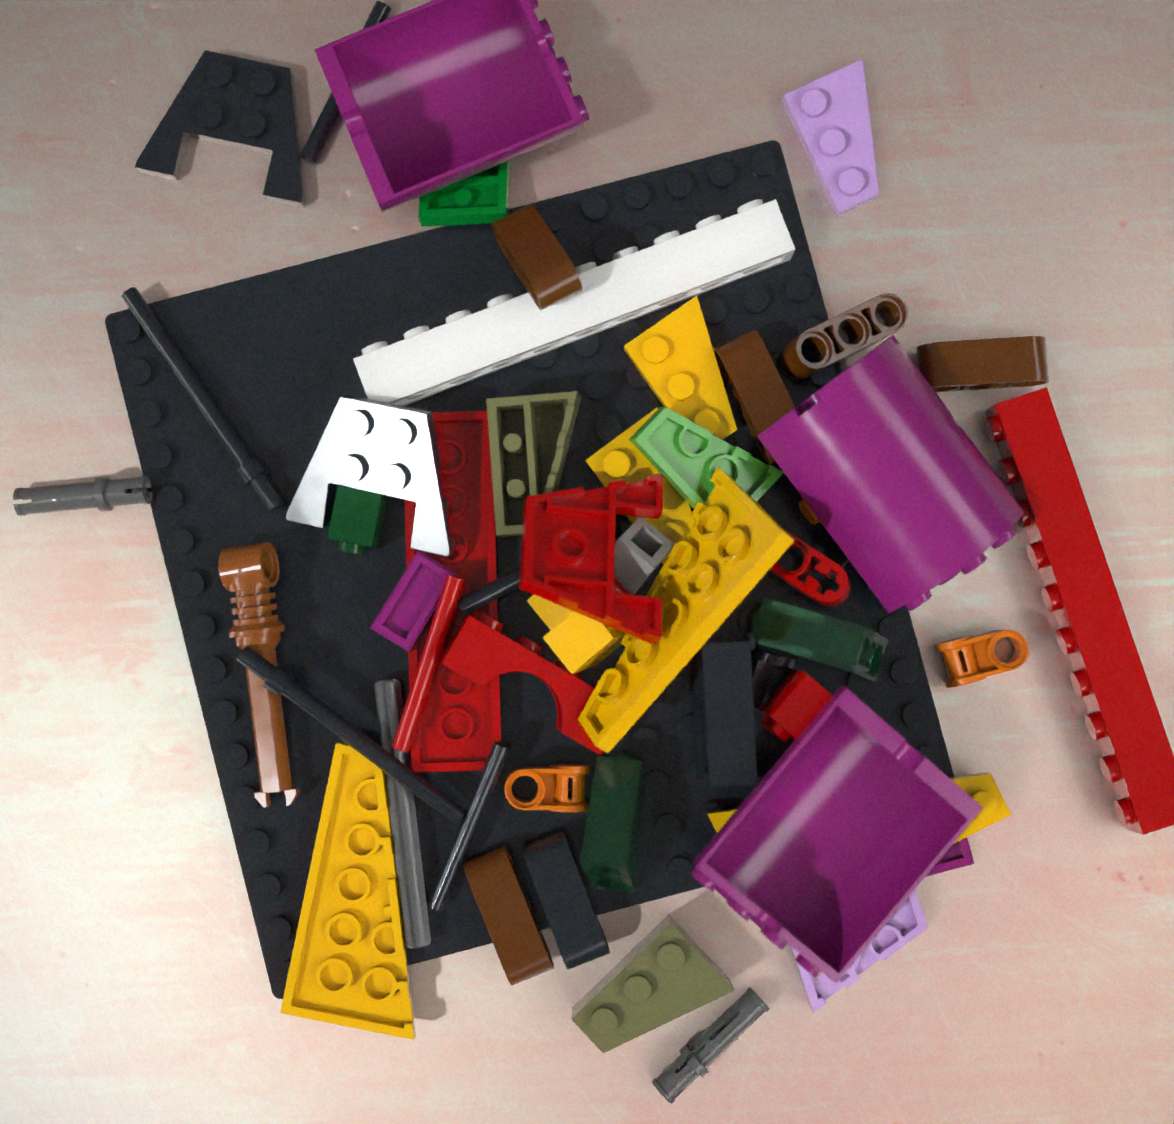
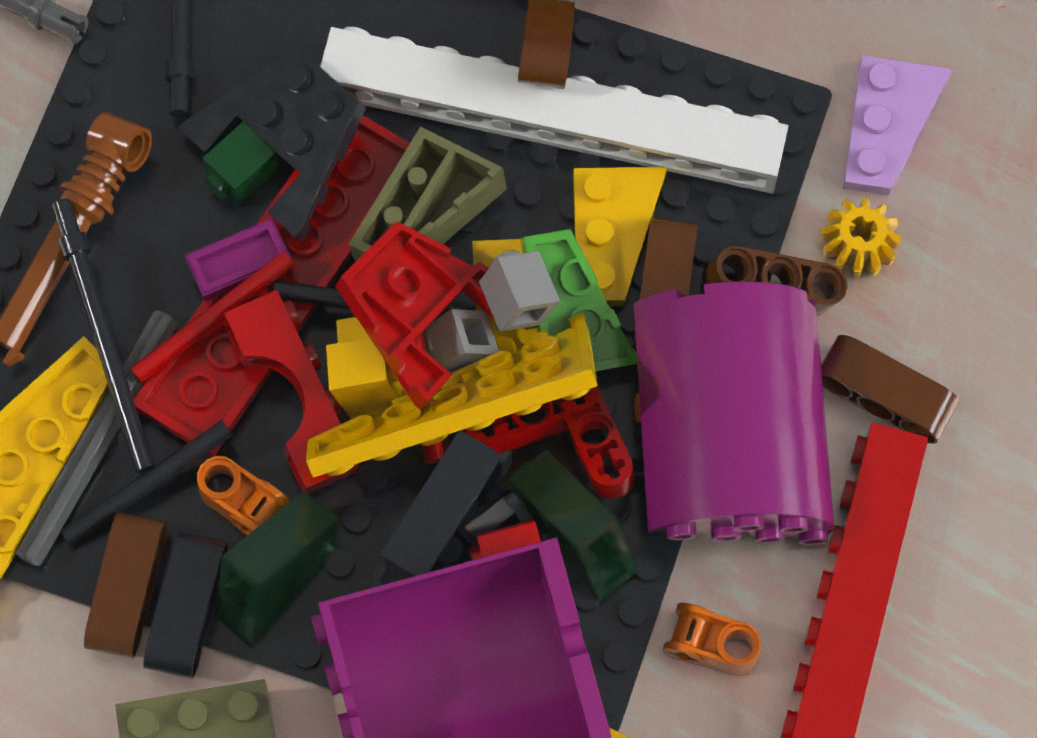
camera: 25 degrees right, 15 degrees down
(661, 487) = (519, 290): none -> light grey brick
(870, 240) = (867, 224): none -> yellow gear

